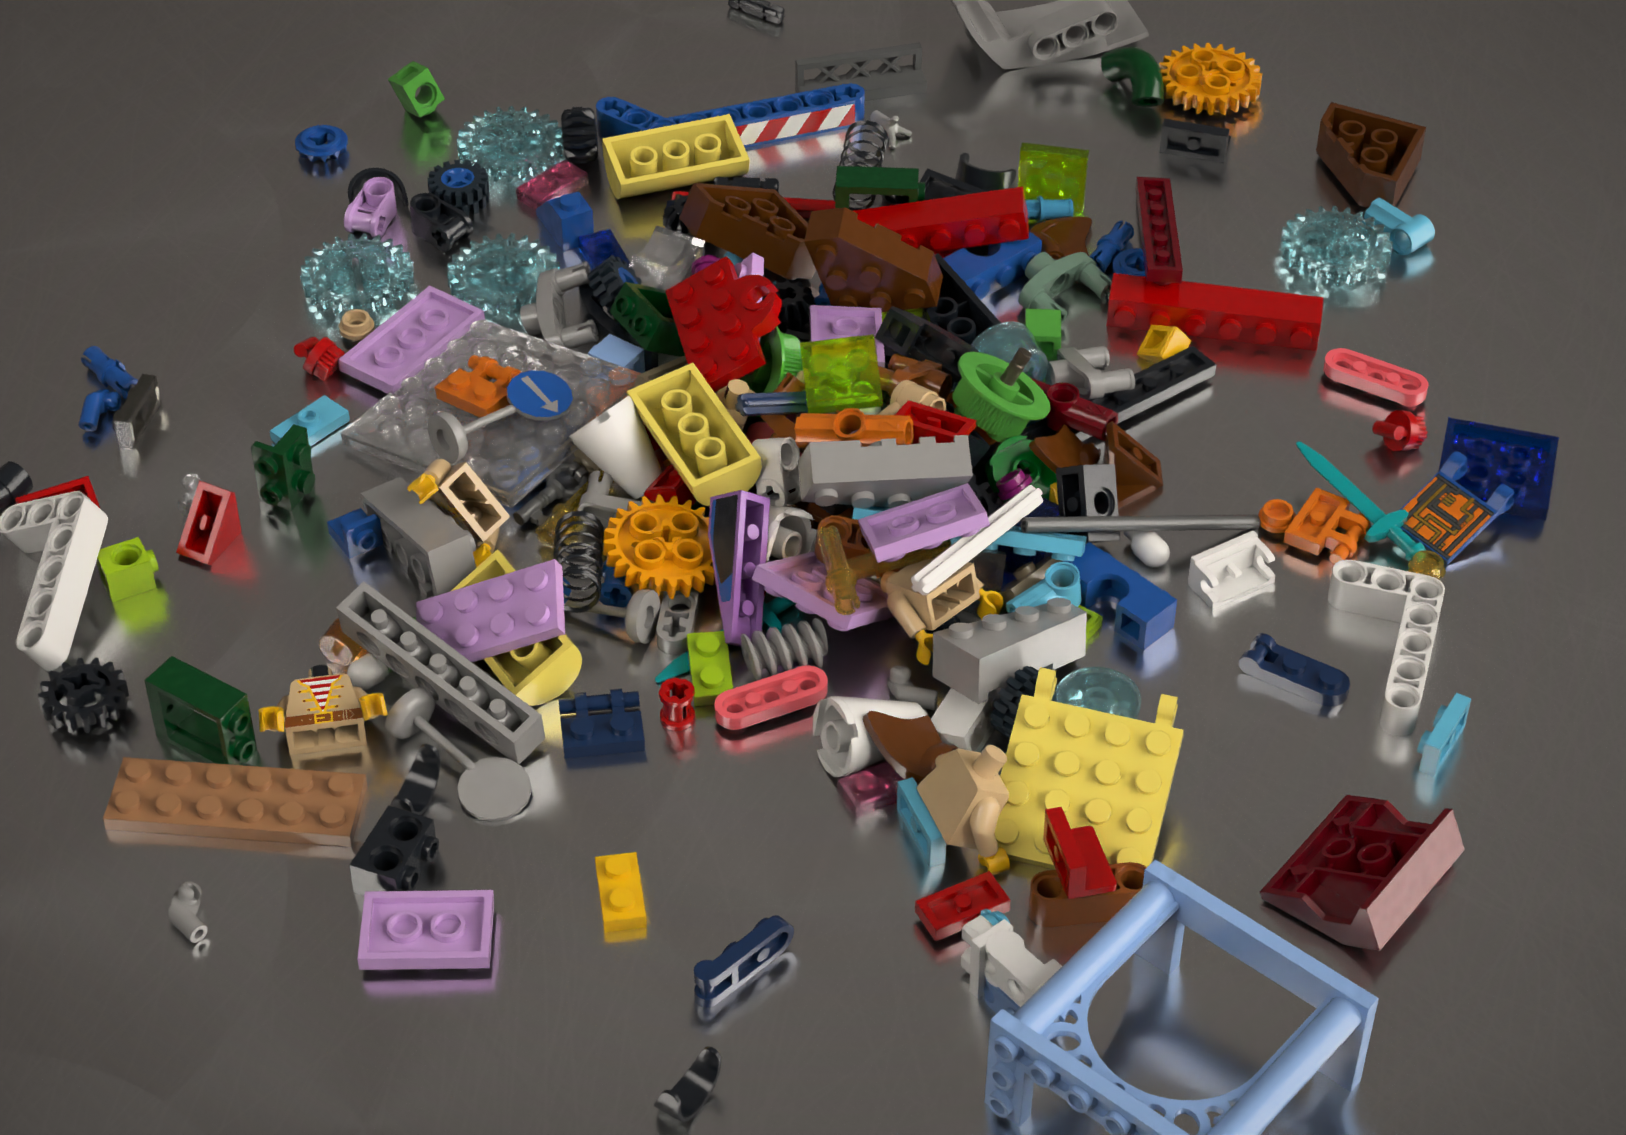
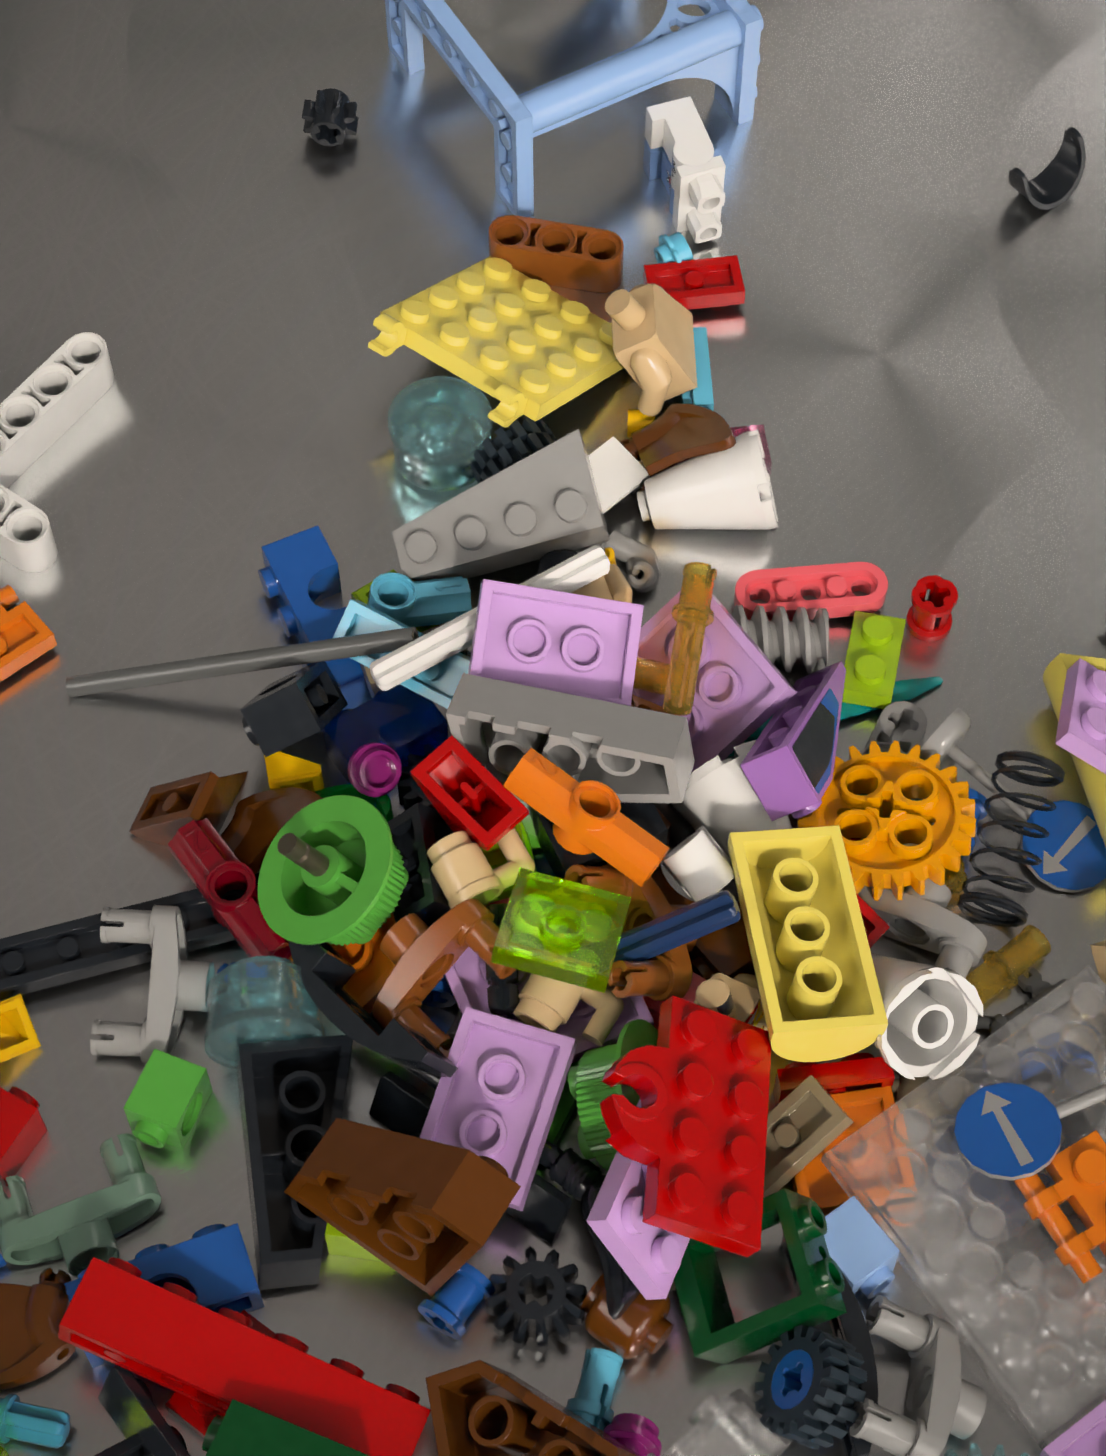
camera: 160 degrees left, 15 degrees up
(605, 732) = (1031, 614): dark blue plate -> none
(620, 892) = (1058, 410): yellow plate -> none
(741, 961) = (951, 283): dark blue plate -> none
(1077, 857) = (561, 250): red panel -> none
(1149, 547) = (235, 689): white cylinder -> none
(1231, 570) = (155, 613): white hinge -> none
(1276, 516) = (41, 678): orange plate -> none
(1295, 672) = (167, 459): dark blue plate -> none
(1356, 958) = (330, 117): none -> black gear
(1364, 871) = (253, 206): dark red piece -> none
(1448, 726) = (52, 325): medium azure plate -> none

